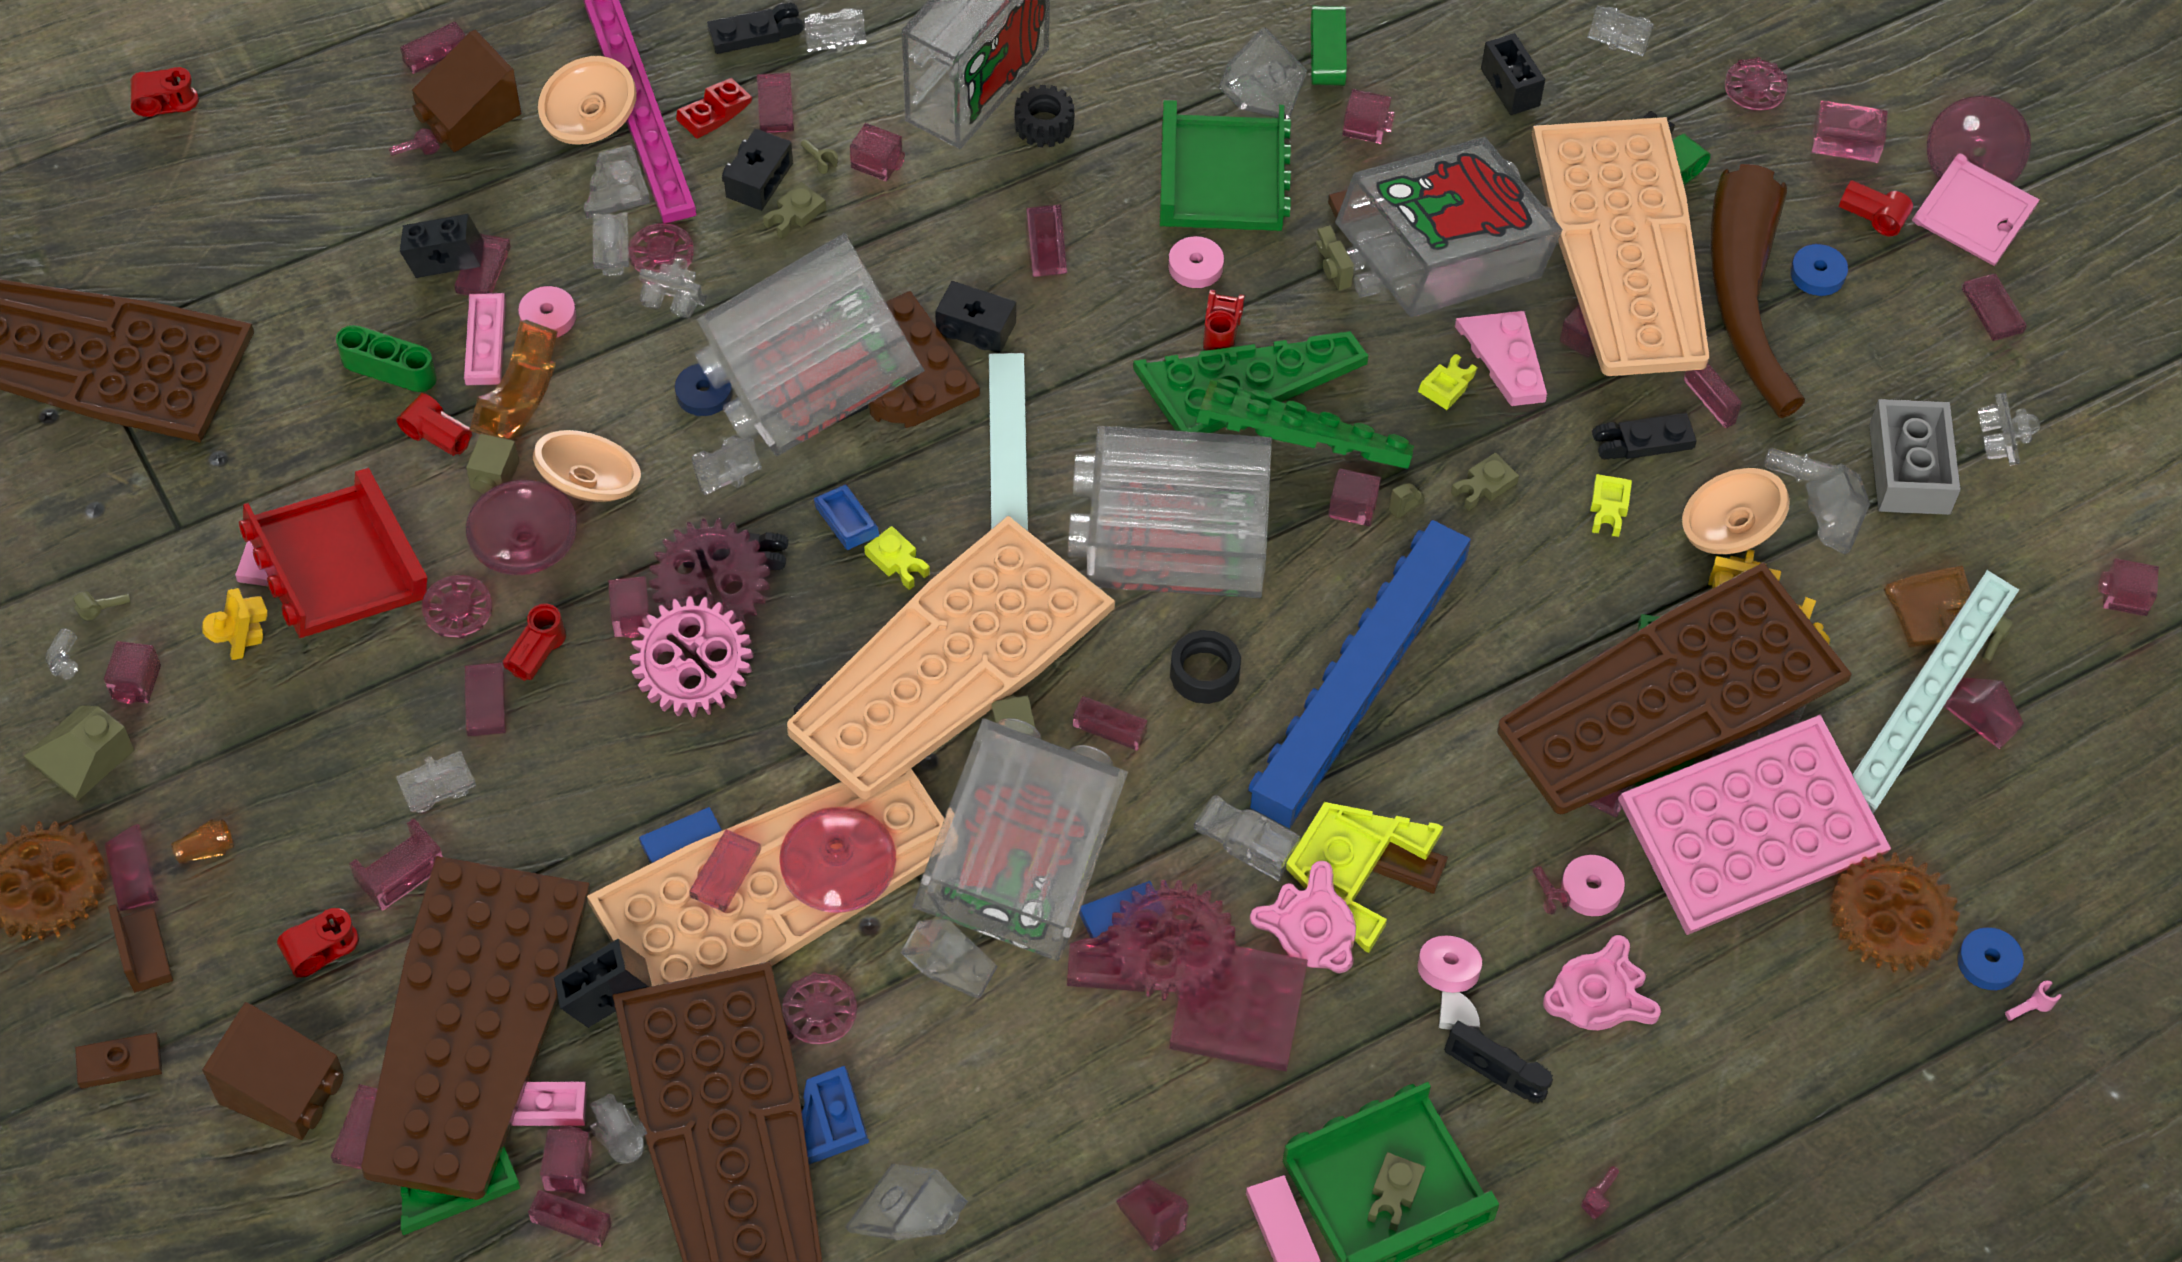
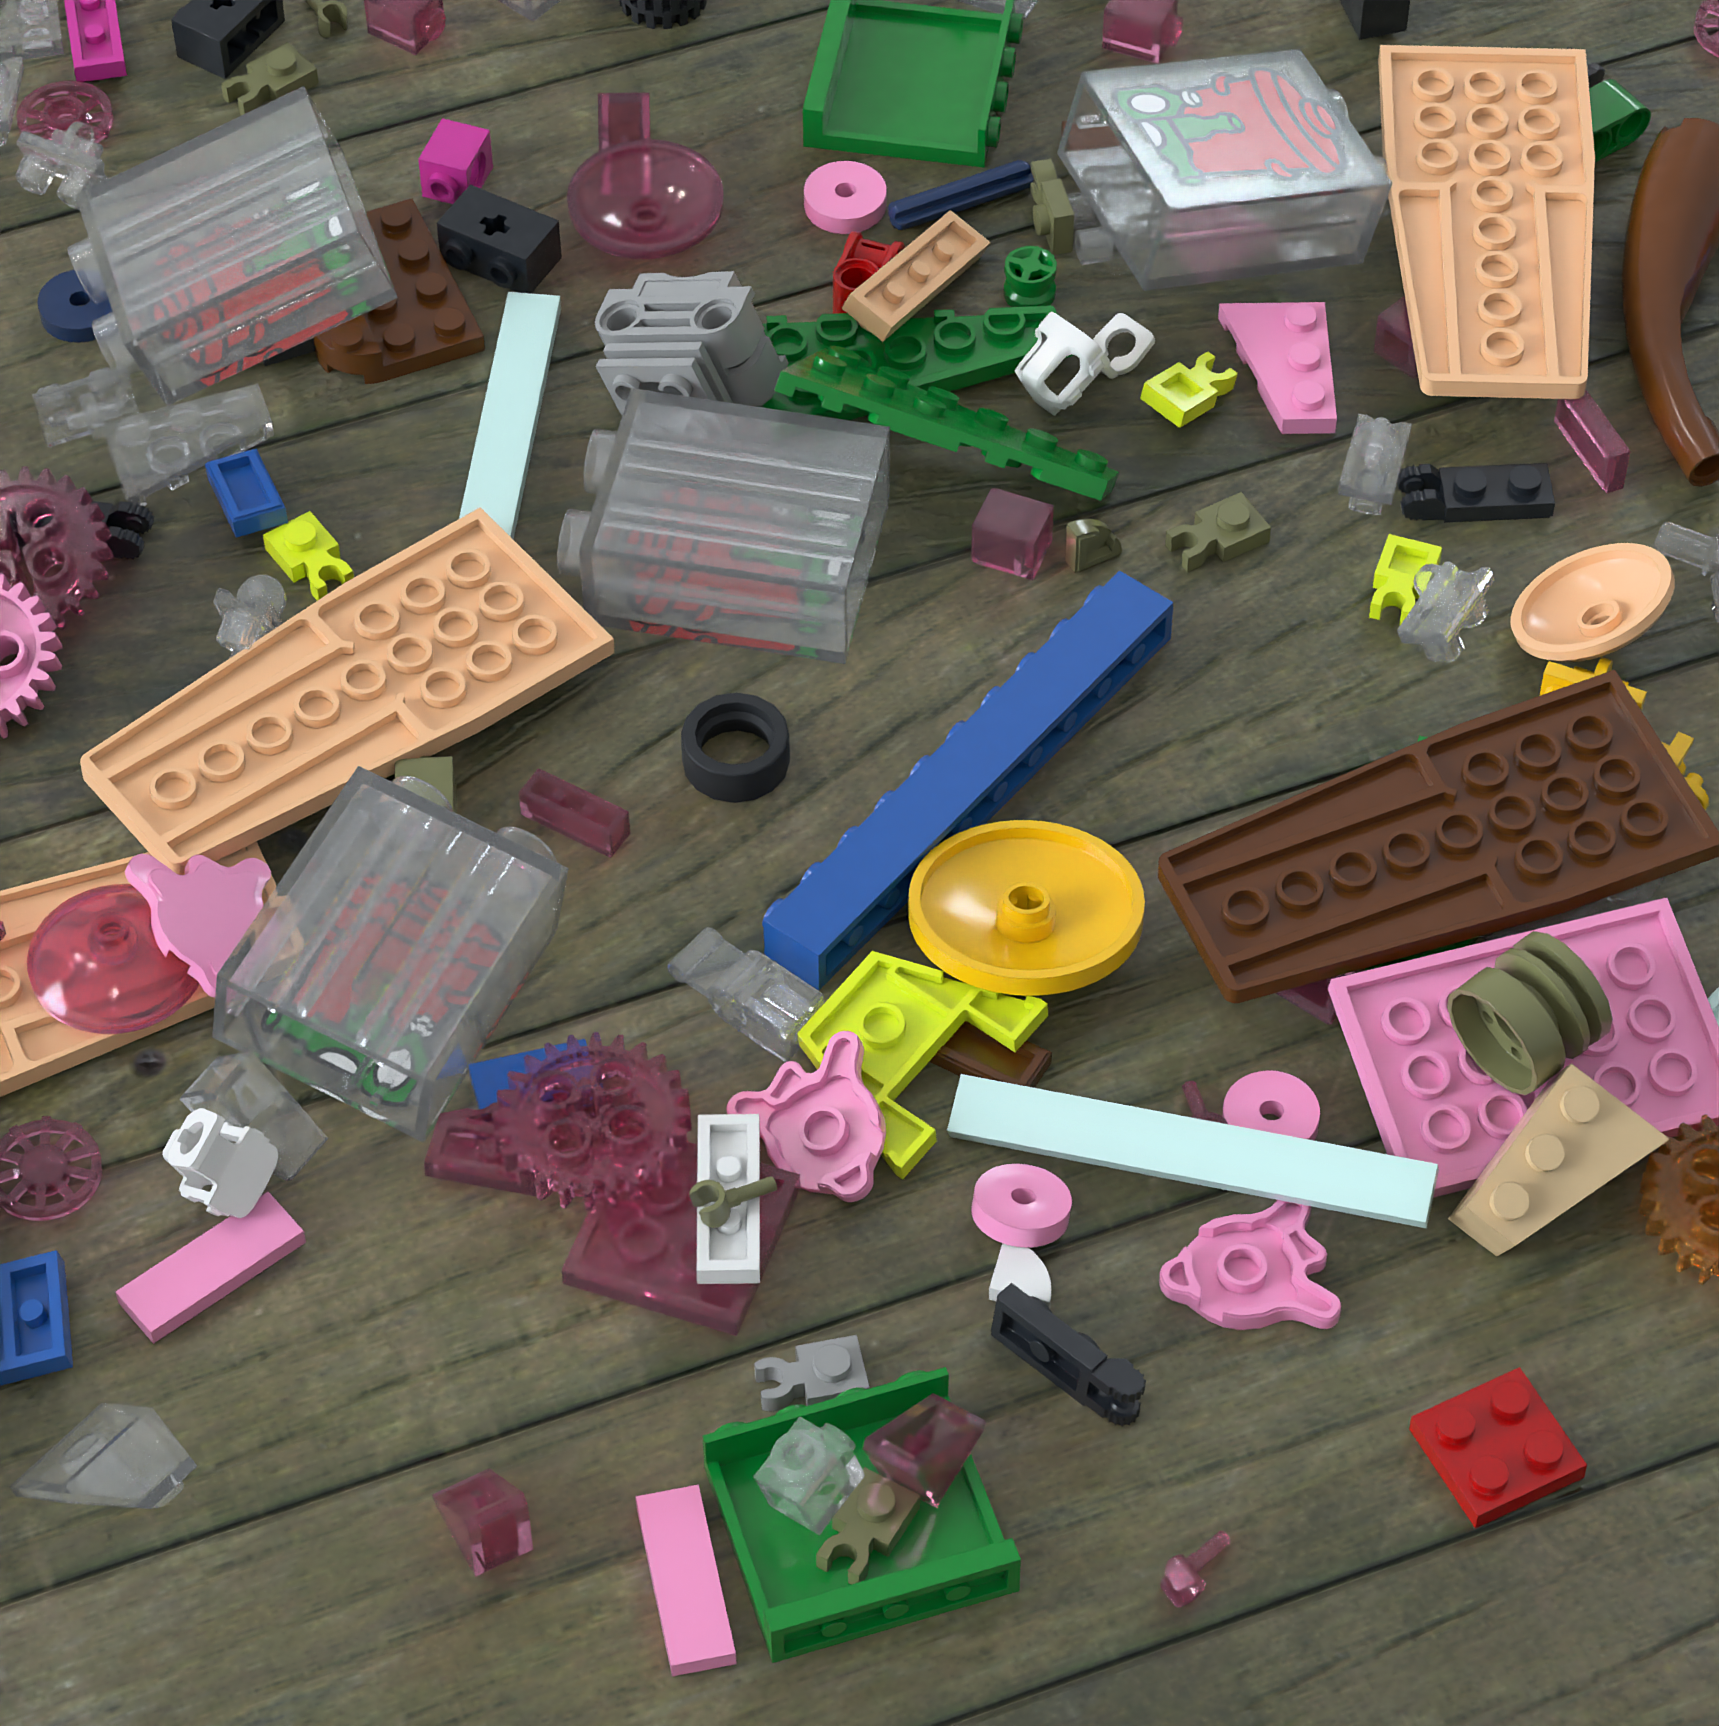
camera: 10 degrees right, 5 degrees down
(791, 482) = (175, 440): none -> clear wing
(874, 608) = (250, 614): none -> clear hips
(894, 826) = (200, 912): none -> bright pink tile
(934, 262) = (454, 160): none -> dark pink brick
(939, 991) = (206, 1157): none -> white piece
(942, 1063) = (210, 1268): none -> bright pink tile
(1072, 267) = (645, 199): none -> clear pink dish
(1123, 387) = (687, 340): none -> light grey piece
(1259, 319) = (915, 275): none -> light nougat plate
(1269, 983) = (732, 1157): none -> white plate
(1272, 254) = (960, 195): none -> dark blue axle
(1272, 985) = (712, 1191): none -> olive hand
(1326, 304) = (1030, 277): none -> green wheel
(1345, 1089) = (818, 1374): none -> light grey plate
(1359, 1163) = (810, 1474): none -> clear brick
(1365, 360) = (1059, 339): none -> white piece
(1416, 761) = (1026, 907): none -> yellow dish
(1425, 1134) = (925, 1446): none -> clear pink slope
(1551, 916) = (1194, 1150): none -> light aqua tile
(1578, 424) = (1374, 463): none -> clear hips
(1642, 523) = (1446, 604): none -> clear hips
(1754, 806) = (1530, 1012): none -> olive wheel
(1772, 1091) = (1497, 1447): none -> red plate
(1778, 900) = (1553, 1158): none -> tan wedge

